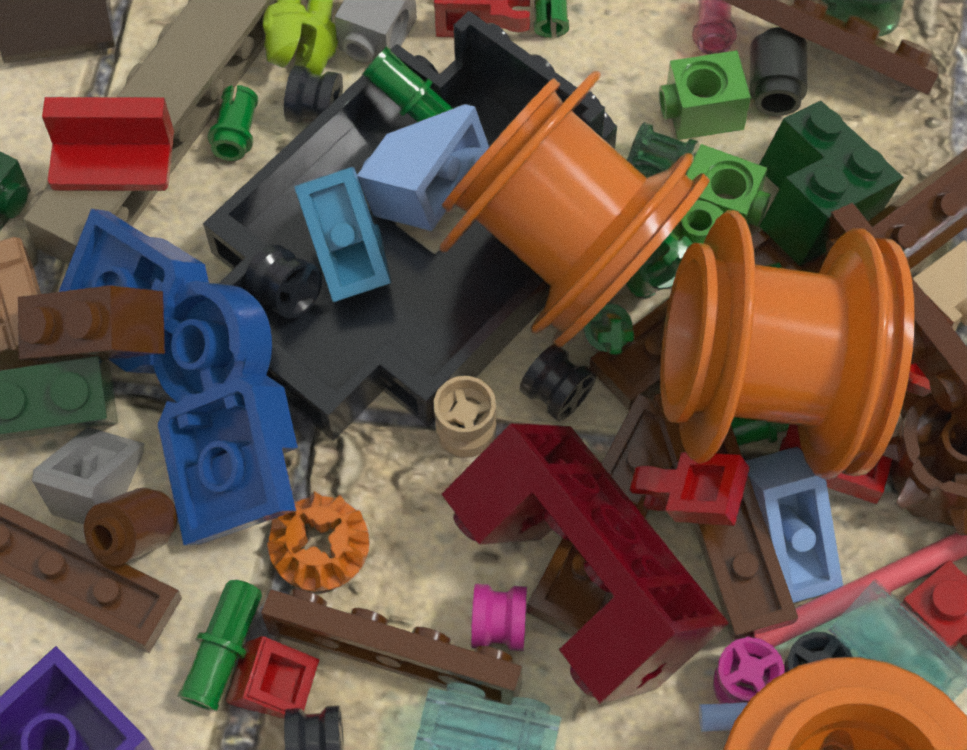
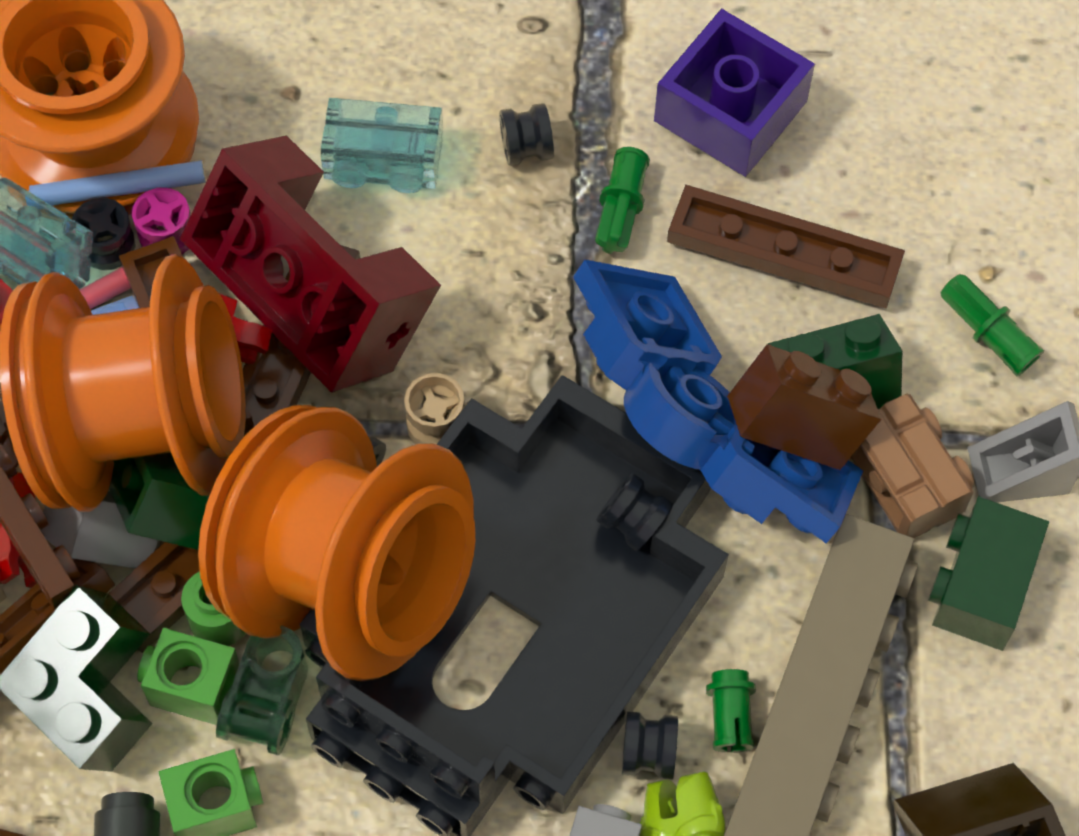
camera: 170 degrees right, 0 degrees up
(87, 472) = (775, 306): light grey slope -> none
(109, 143) = (846, 611): red panel -> none
(129, 525) = (723, 270): reddish brown brick -> none
(272, 678) = (573, 187): red slope -> none
(311, 568) = (551, 322): orange gear -> none
(344, 234) = (577, 555): dark azure slope -> none
(370, 640) = (472, 208): reddish brown plate -> none
(404, 87) = (533, 729): green axle -> none
(421, 166) = (514, 642): light blue slope -> none
(499, 617) = (381, 234): dark pink wheel -> none

